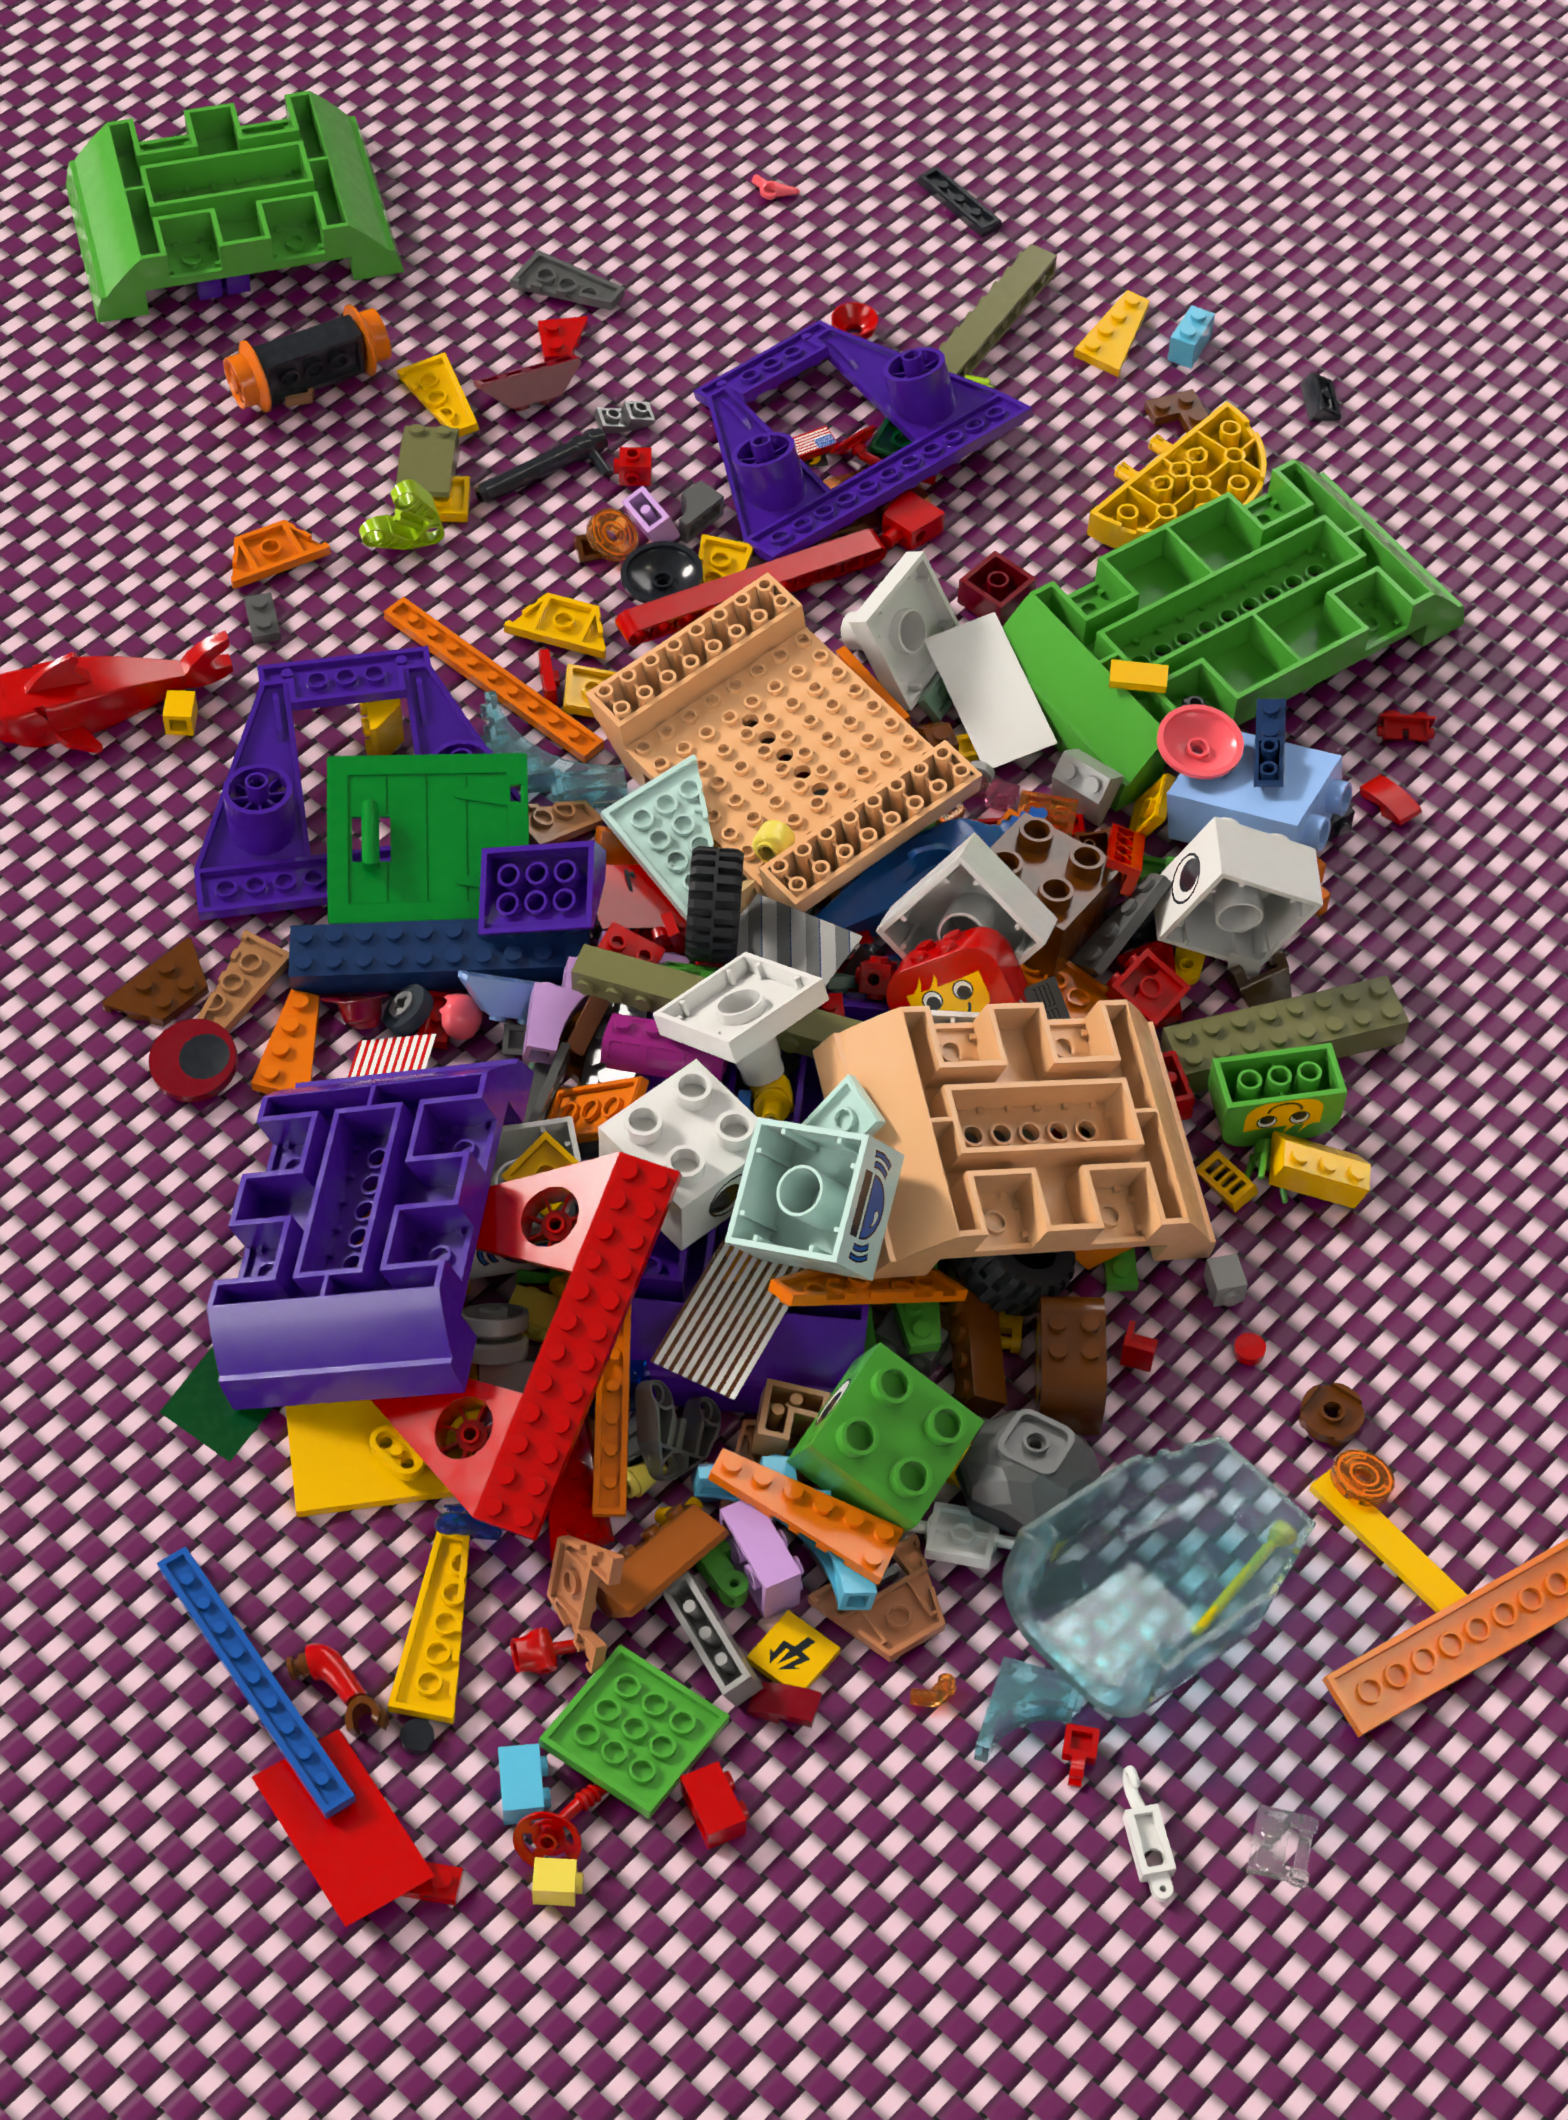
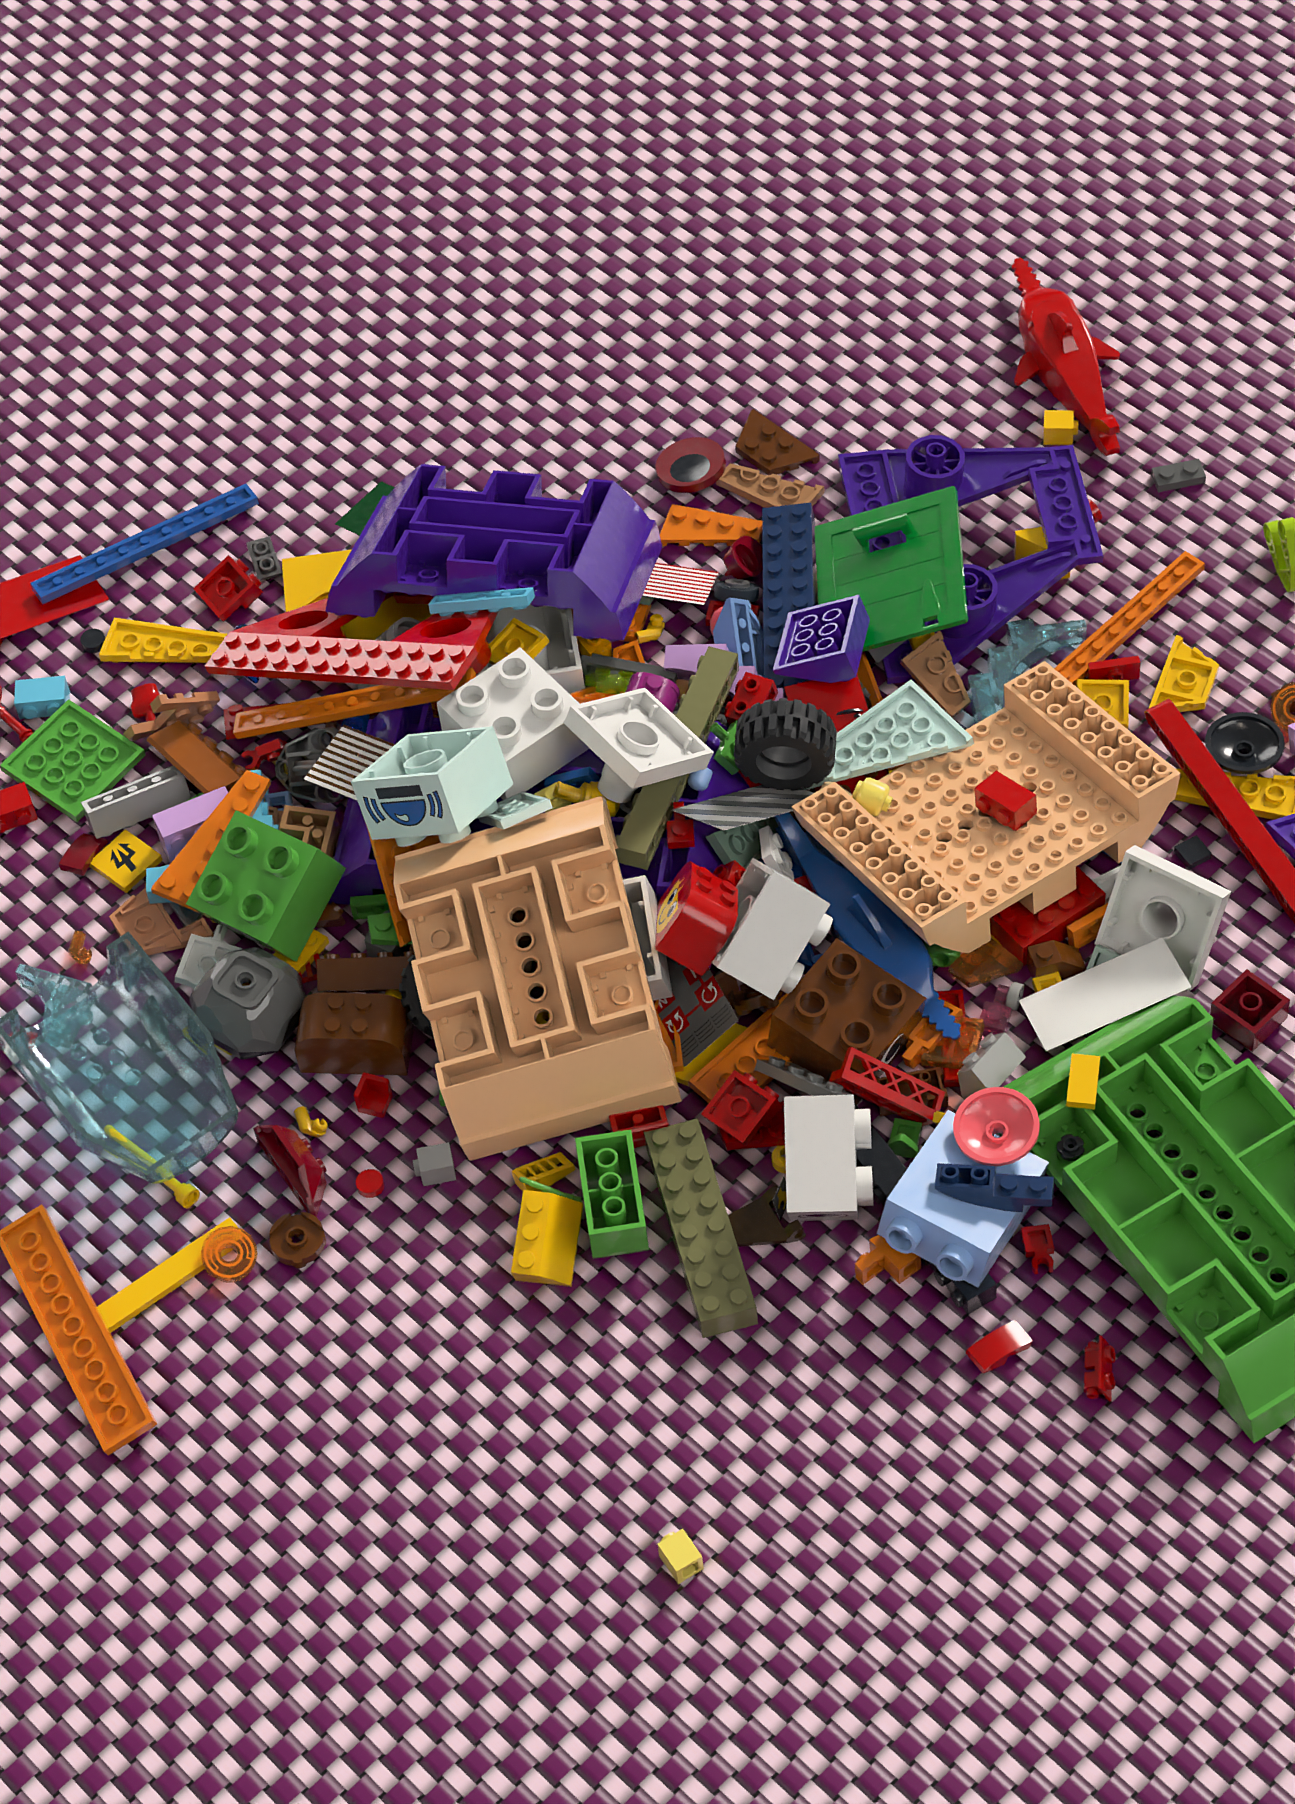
camera: 100 degrees right, 0 degrees up
(272, 552) = (1255, 473): orange wing -> none
(292, 1537) = (264, 558): none -> flat silver slope
(329, 1666) = (147, 587): piece -> none
(347, 1567) = (229, 587): none -> red plate
(499, 1187) = (476, 601): none -> medium azure plate
(573, 1099) = (608, 682): none -> clear neon green plate
(646, 1480) = (268, 751): none -> red plate
(786, 724) = (1005, 800): none -> red brick
(1178, 1415) = (308, 1126): none -> yellow arm
(1249, 1411) = (294, 1163): none -> dark red wedge

